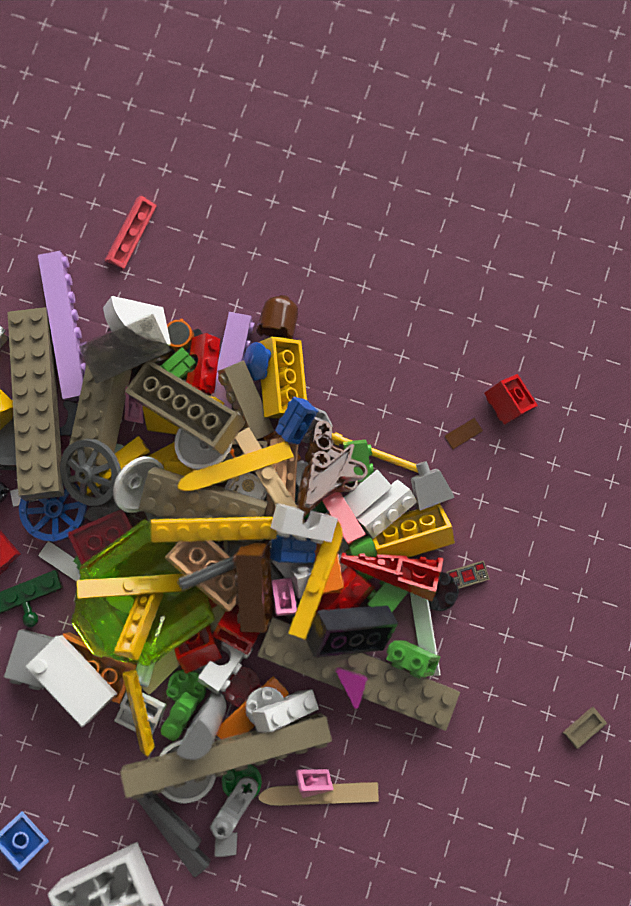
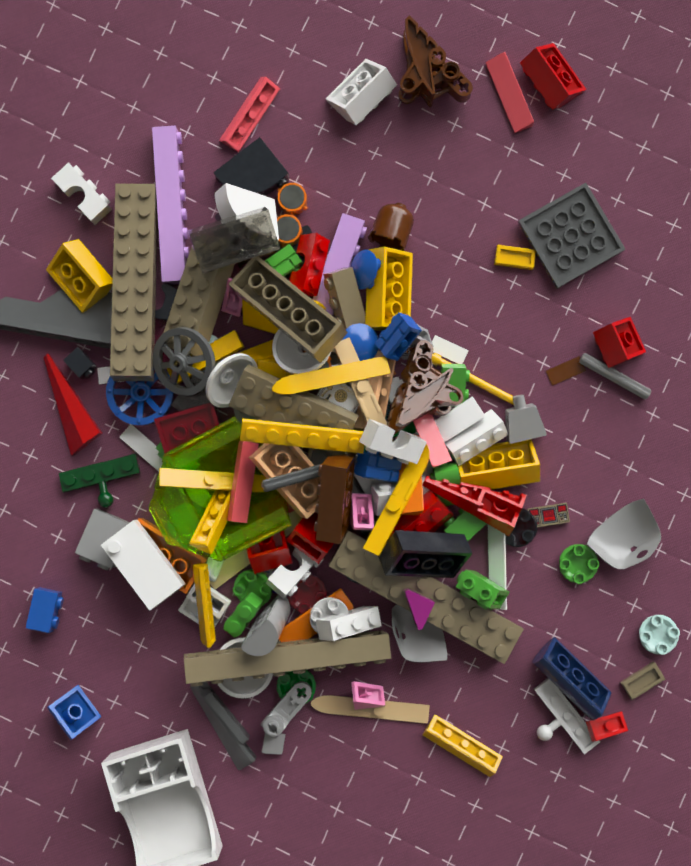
camera: 10 degrees right, 5 degrees up
(140, 282) = (254, 170): none -> black brick
(162, 585) = (242, 483): none -> coral slope
(180, 305) = (292, 198): none -> piece
(234, 197) = (361, 91): none -> white slope
(263, 429) = (363, 340): none -> blue dish
(285, 175) = (420, 59): none -> reddish brown piece
(348, 428) = (449, 350): none -> white sticker
(359, 723) = (419, 645): none -> light grey piece
(373, 182) = (510, 93): none -> coral slope
(399, 333) = (515, 257): none -> yellow tile
(410, 161) = (552, 75): none -> red slope
(416, 819) = (462, 746): none -> yellow slope
(449, 305) = (571, 235): none -> dark grey plate
(504, 619) = (578, 563): none -> bright green dish
(511, 432) = (615, 376): none -> light grey axle
(514, 775) = (565, 716): none -> white plate
(516, 736) = (572, 678): none -> dark blue brick
(542, 580) = (624, 529): none -> light grey piece
(556, 779) = (606, 726): none -> red plate
(593, 679) = (659, 634): none -> light aqua dish

